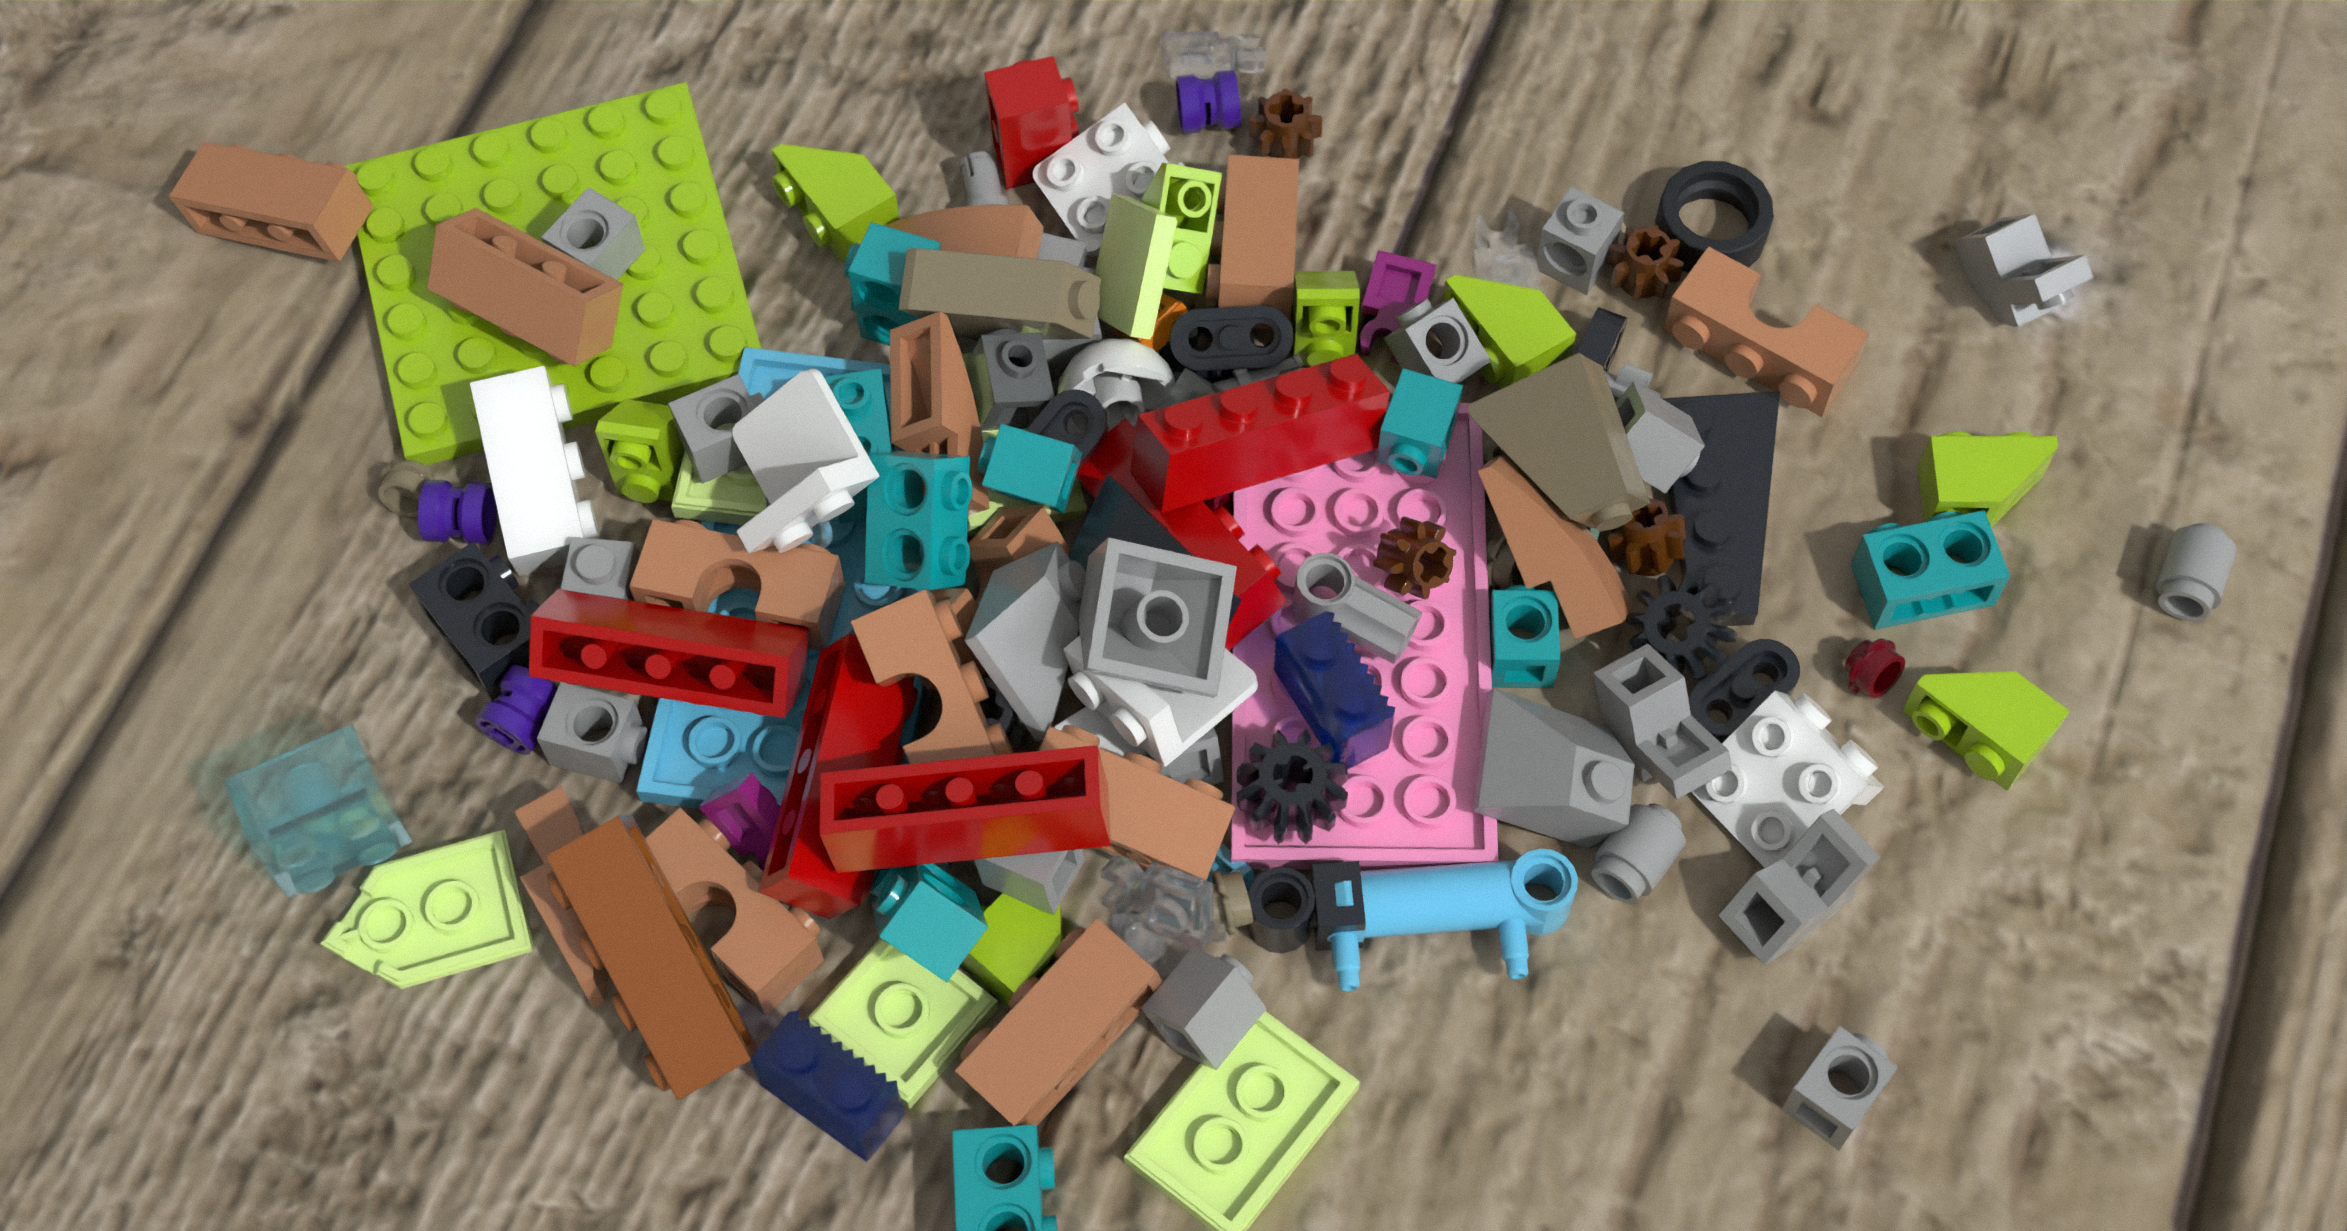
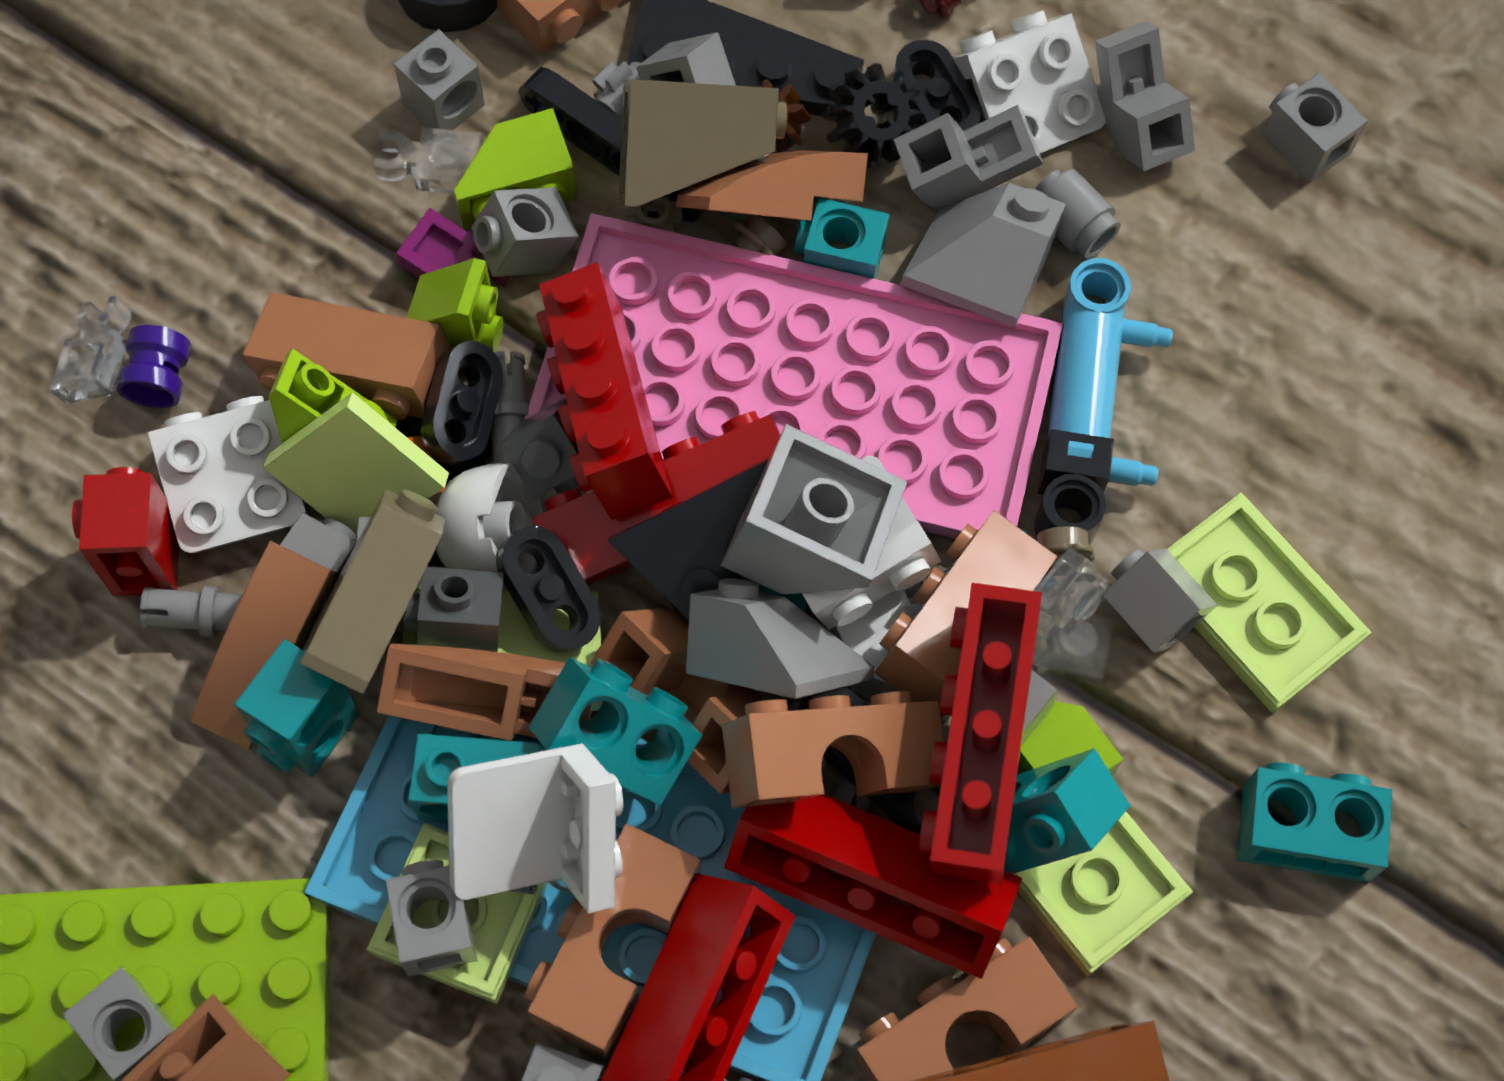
camera: 80 degrees left, 5 degrees up
(641, 450) = (405, 1016): lime slope -> none
(744, 815) = (882, 980): magenta plate -> none
(829, 1085) = (1173, 956): clear blue brick -> none
(835, 194) = (137, 759): lime slope -> none
(1029, 467) = (582, 609): teal brick -> none
(1059, 1025) = (1157, 730): nougat brick -> none
(1285, 125) = (211, 303): reddish brown gear -> none
(1315, 797) = (992, 471): black gear -> none
(1334, 689) = (884, 401): clear blue brick -> none
(1366, 613) = (798, 366): light grey piece -> none
(1415, 558) = (760, 300): reddish brown gear -> none
(1419, 424) = (625, 254): teal brick -> none
(1645, 262) = (483, 36): reddish brown gear -> none

